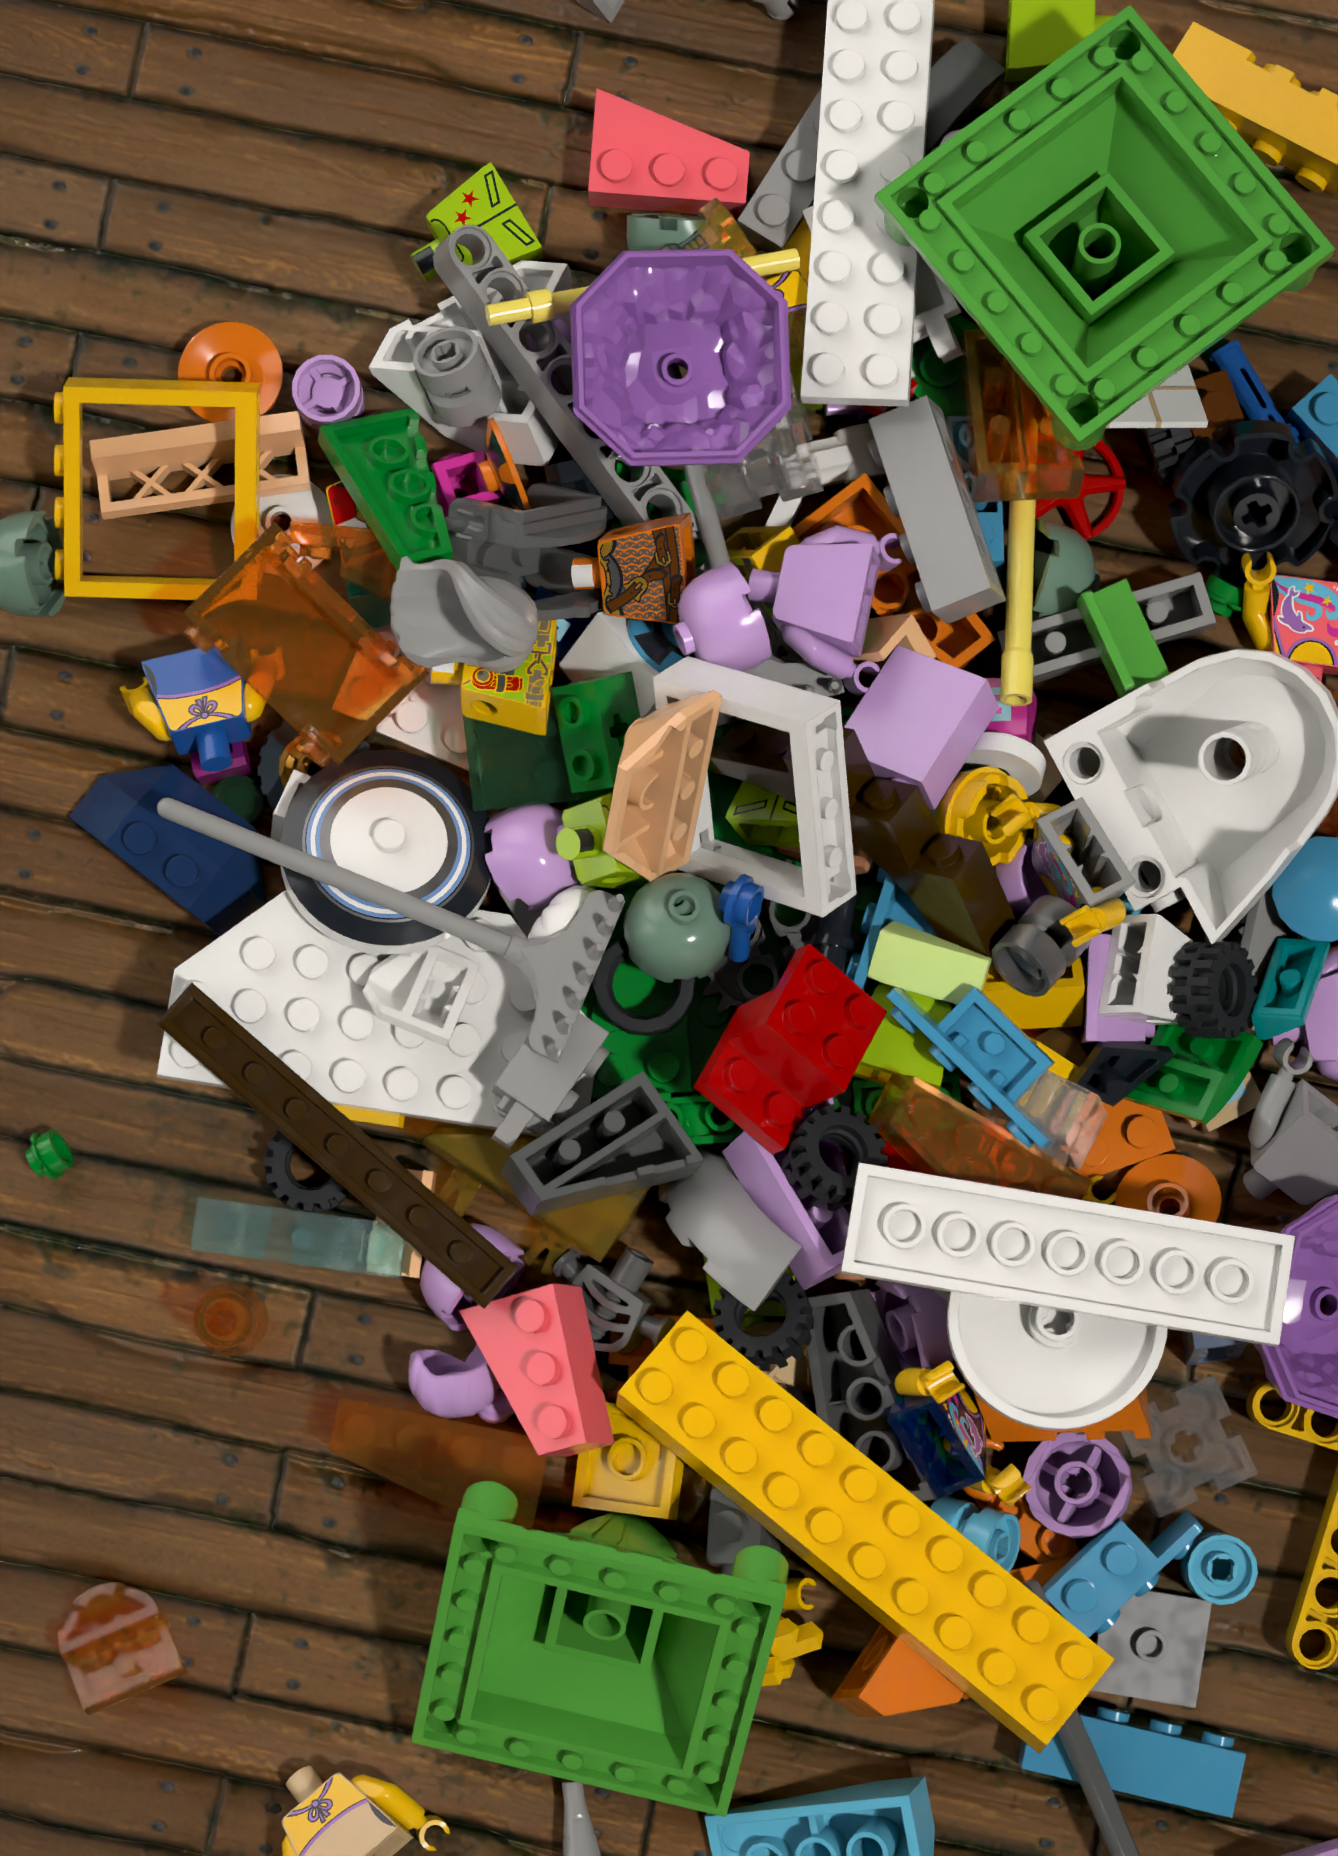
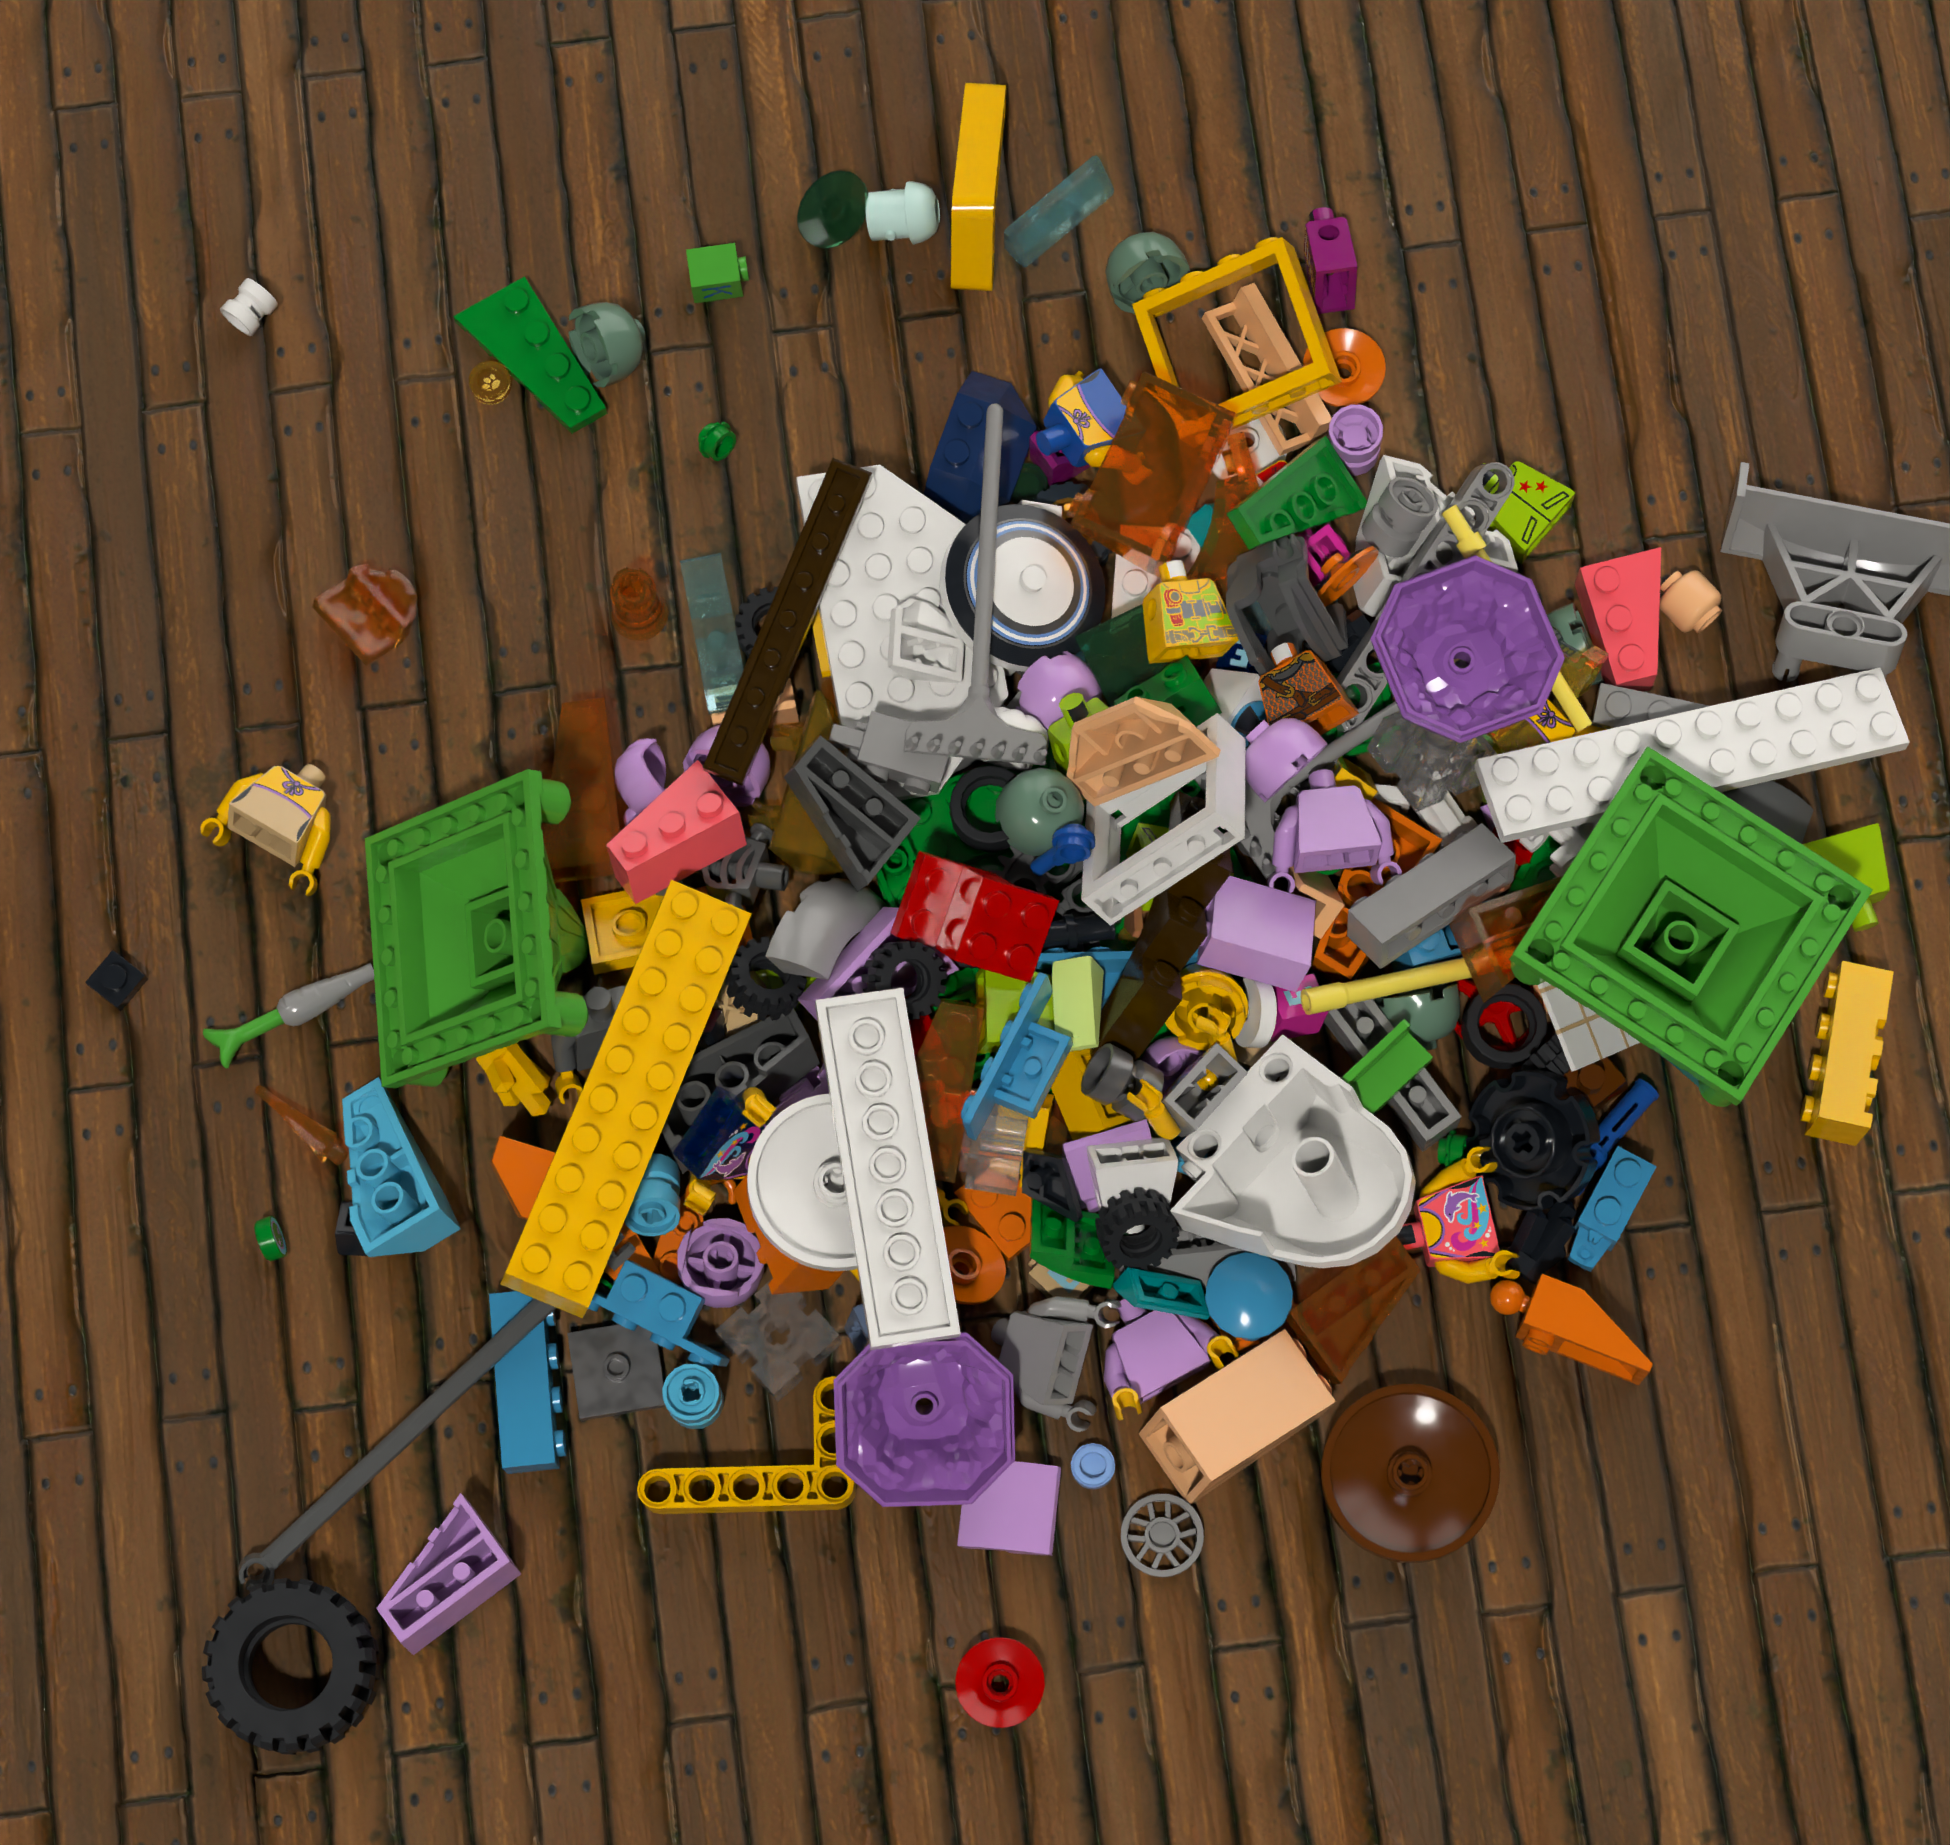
camera: 75 degrees right, 10 degrees down
(90, 340) = (1327, 251): none -> magenta torso
(454, 616) = (1212, 563): light grey piece -> none
(664, 79) = (1690, 601): none -> light nougat head
(1143, 488) = (1504, 1059): none -> black tyre

